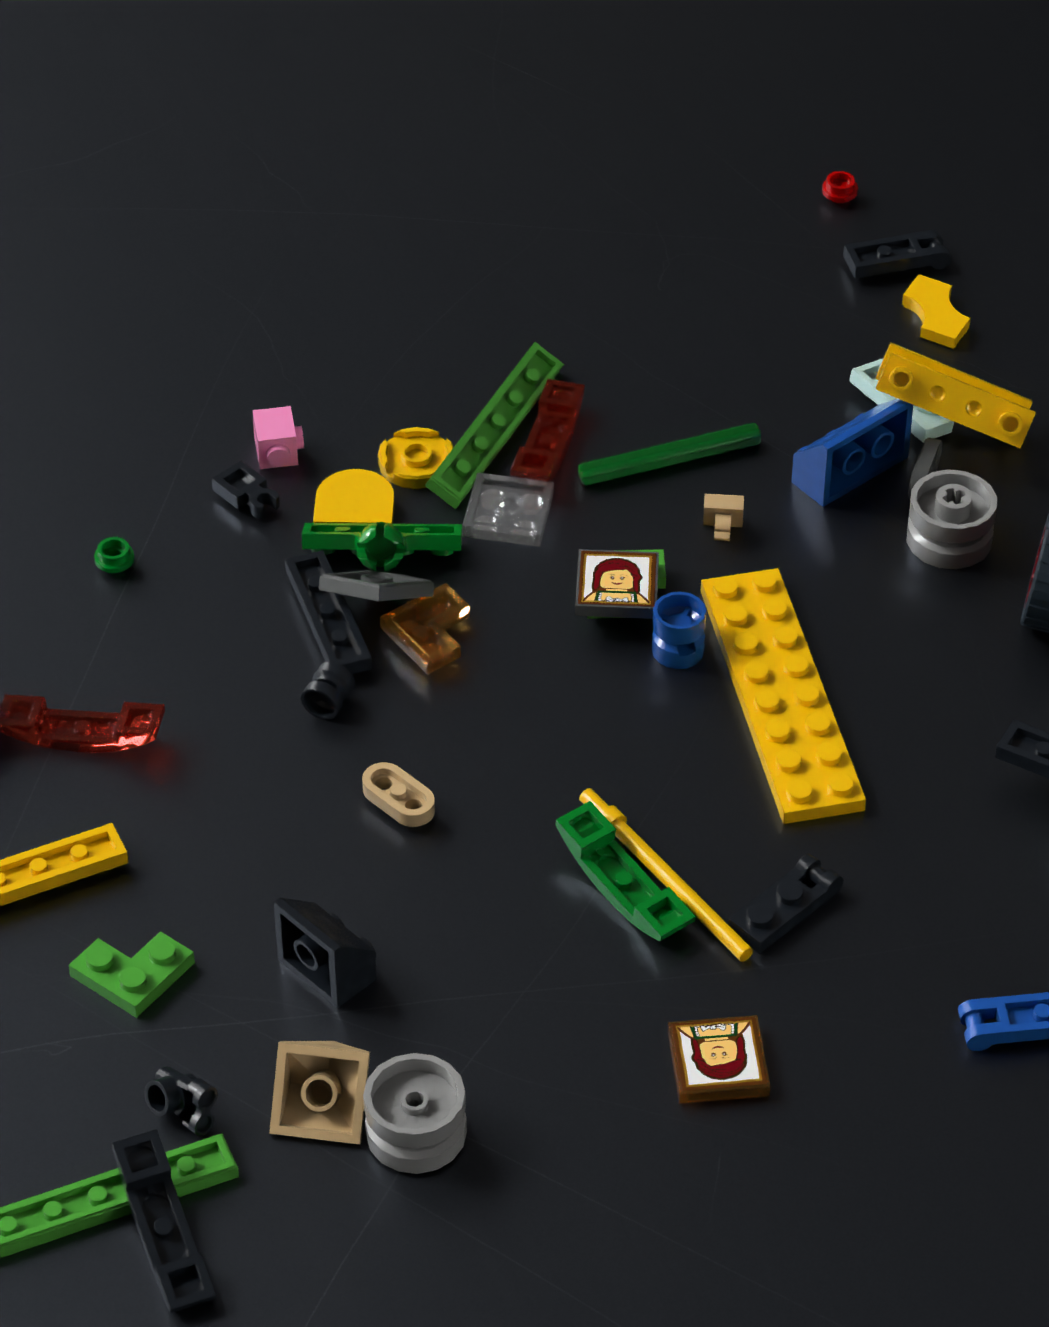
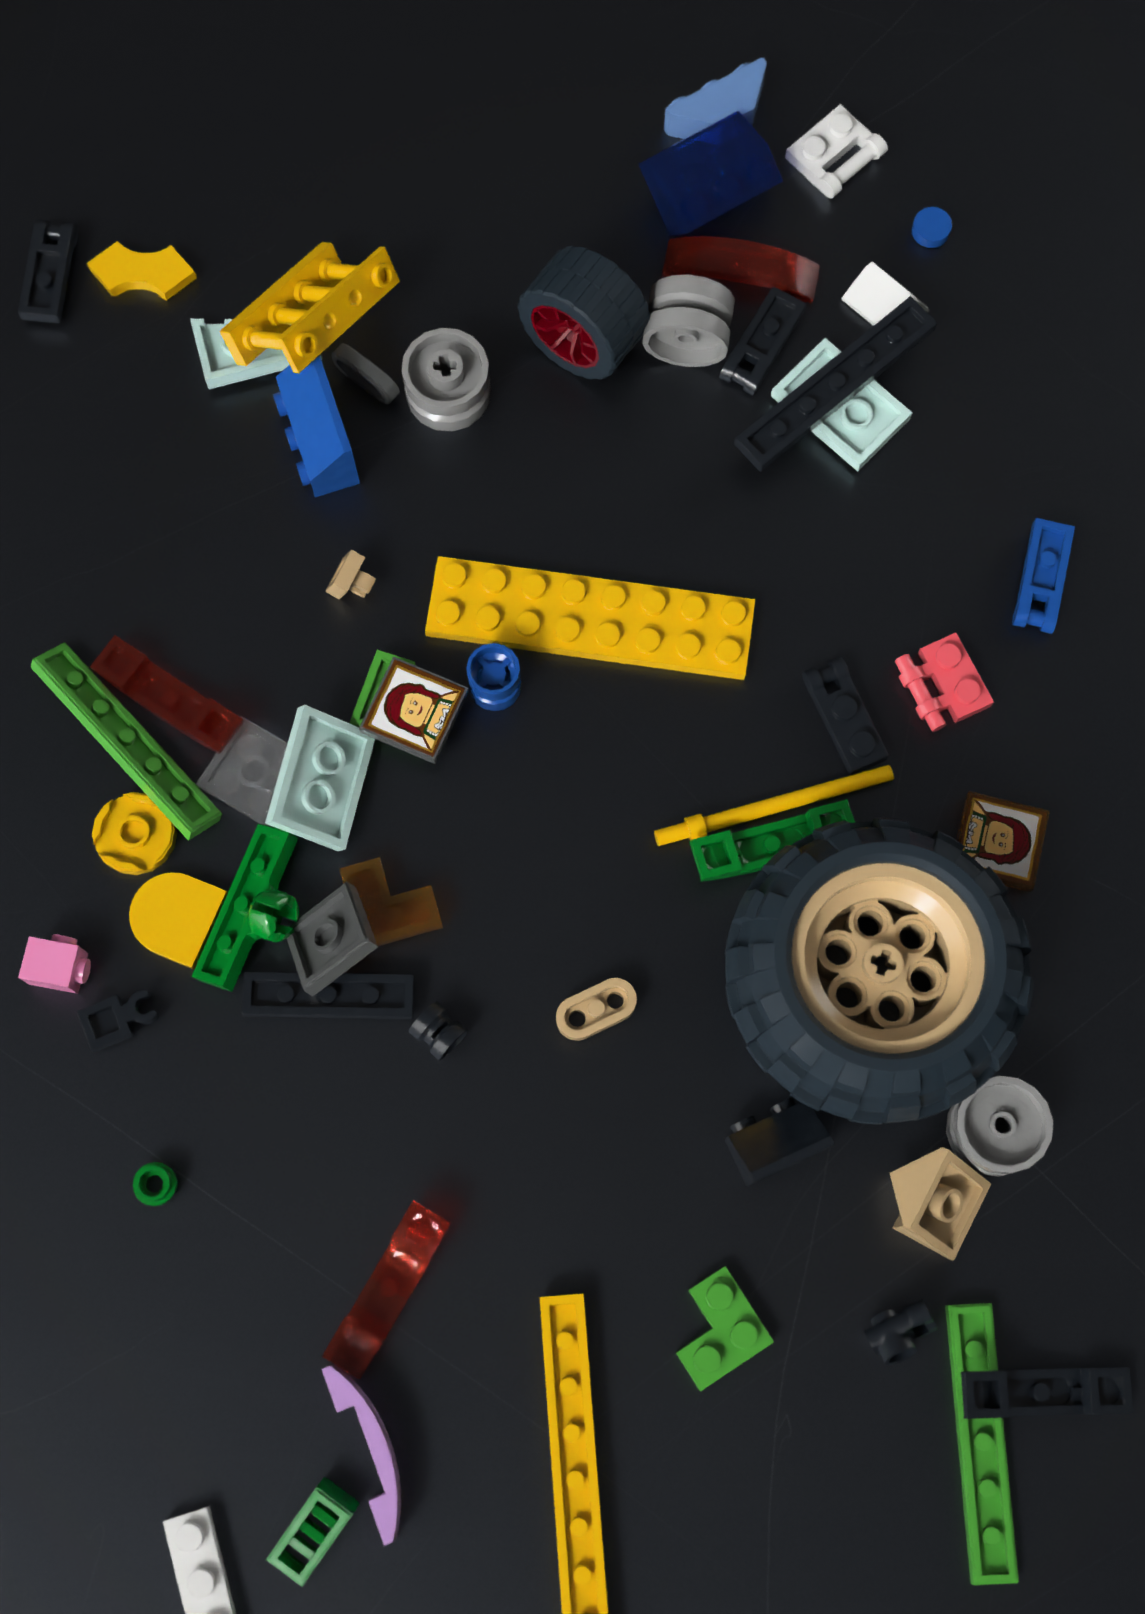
camera: 70 degrees left, 30 degrees up
(520, 542) = (320, 779): none -> light aqua plate
(521, 943) = (852, 1057): none -> black wheel
(669, 454) = (237, 593): green axle -> none
(872, 980) = (954, 678): none -> coral plate

